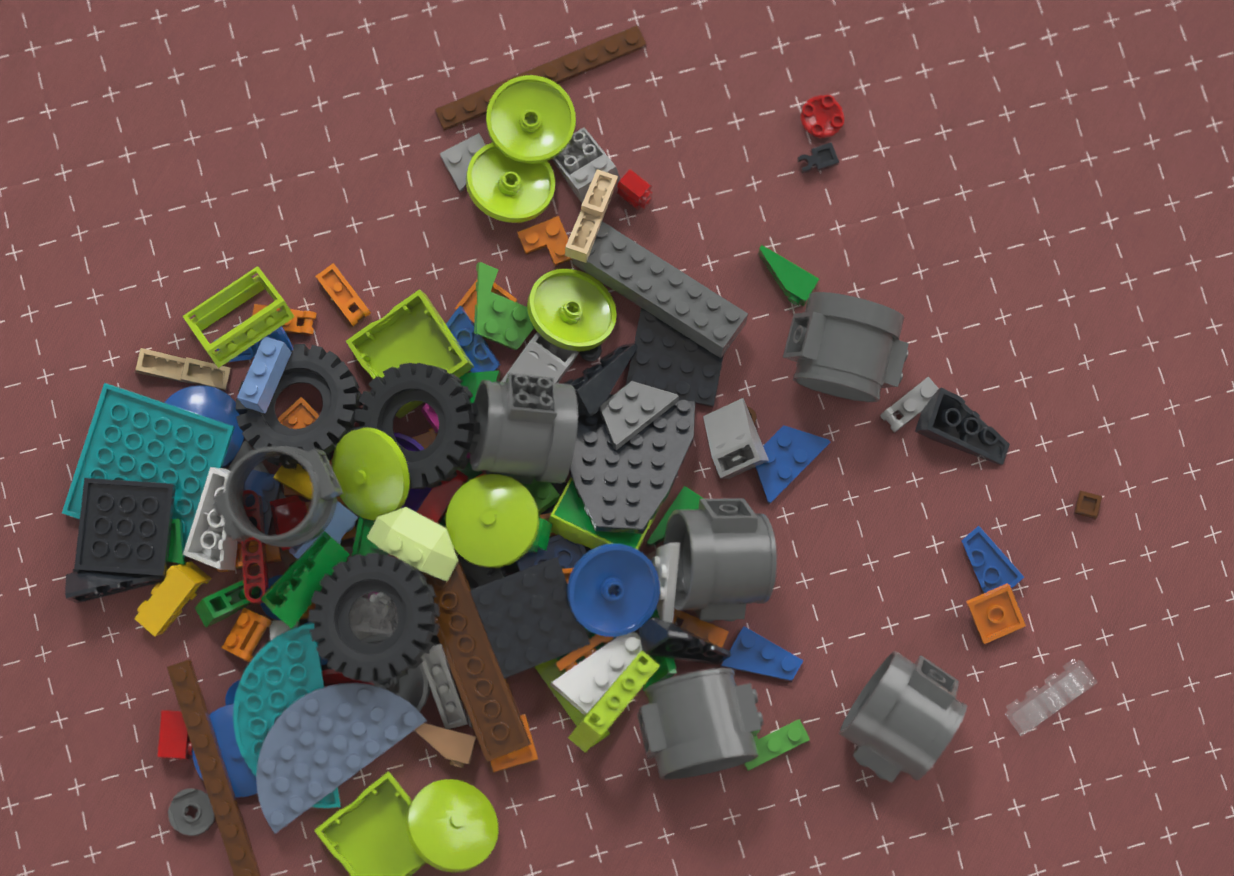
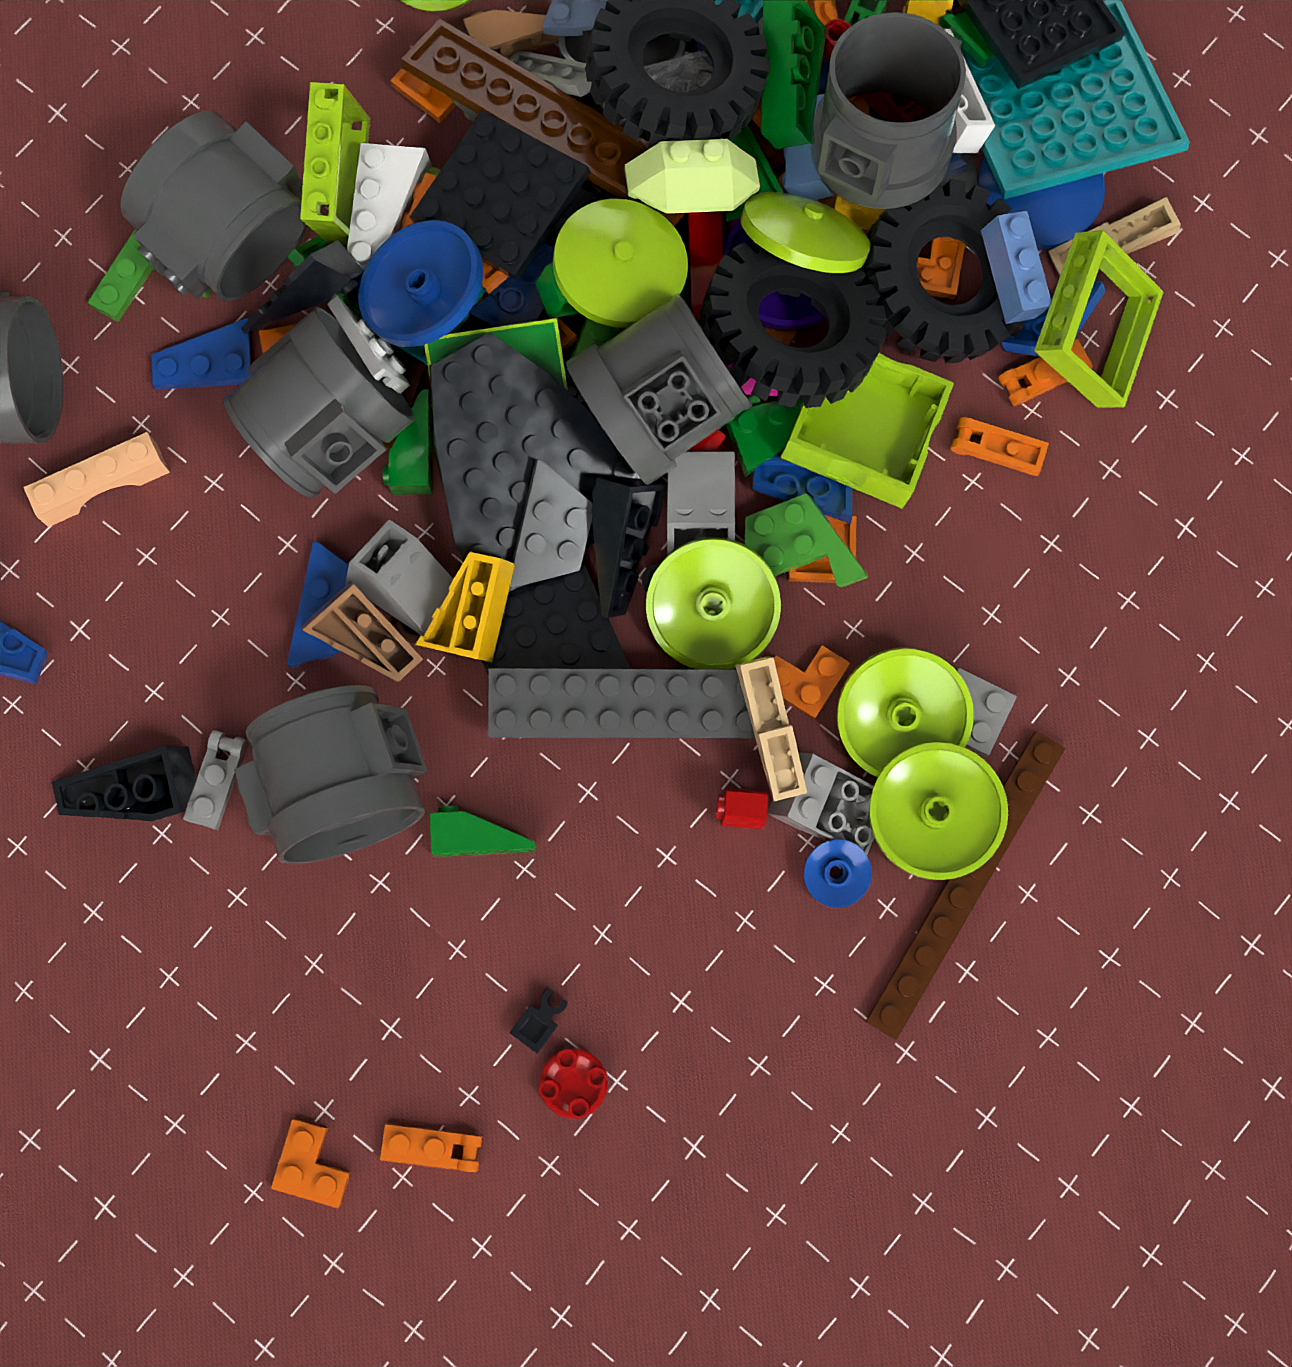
camera: 145 degrees right, 0 degrees up
(608, 118) = (849, 885): none -> blue dish
(712, 389) = (472, 610): none -> yellow wedge
(778, 424) = (361, 631): none -> medium nougat wedge
(866, 619) = (66, 491): none -> light nougat arch
(919, 135) = (429, 1147): none -> orange plate
(994, 168) = (301, 1174): none -> orange plate

